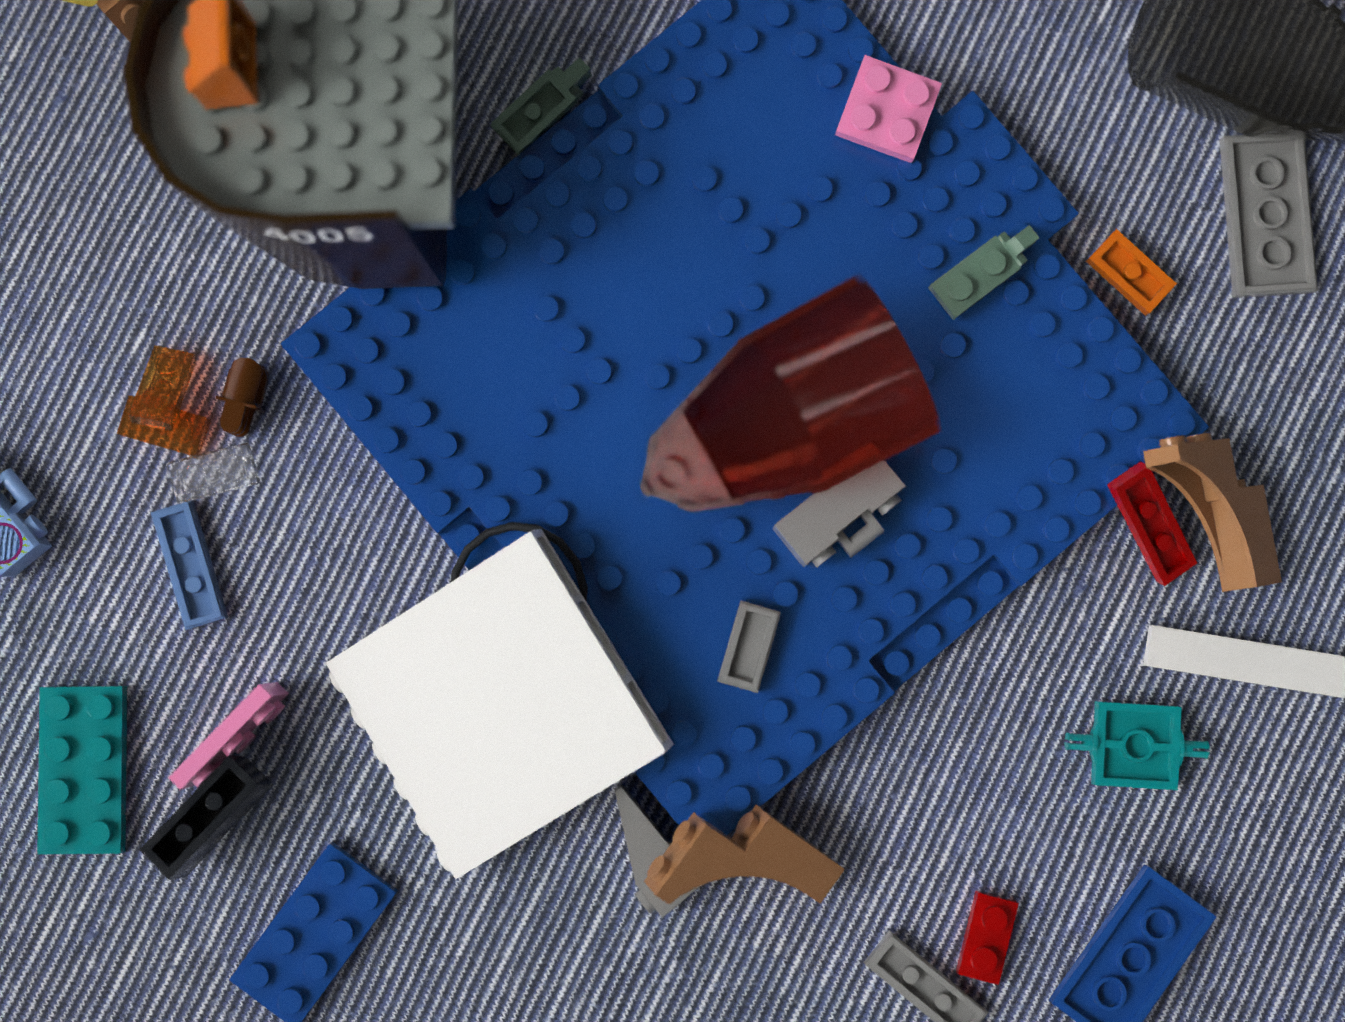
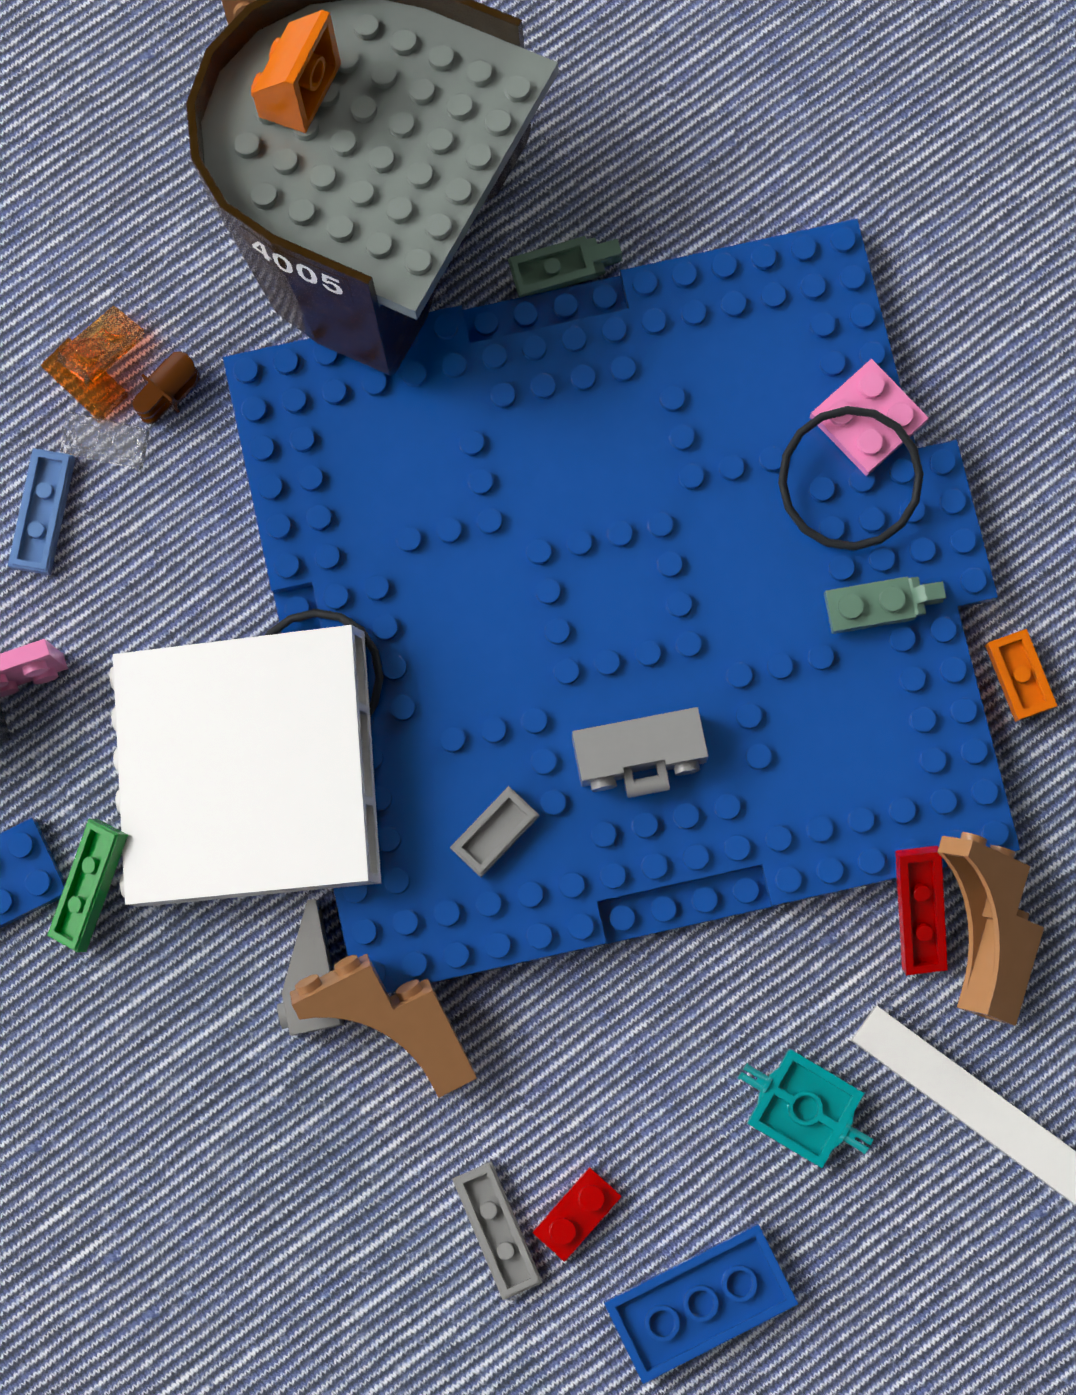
camera: 35 degrees right, 5 degrees down
(412, 878) = (87, 885): none -> green tile
(795, 407) = (643, 630): clear red windscreen -> none
(910, 105) = (866, 542): none -> black piece

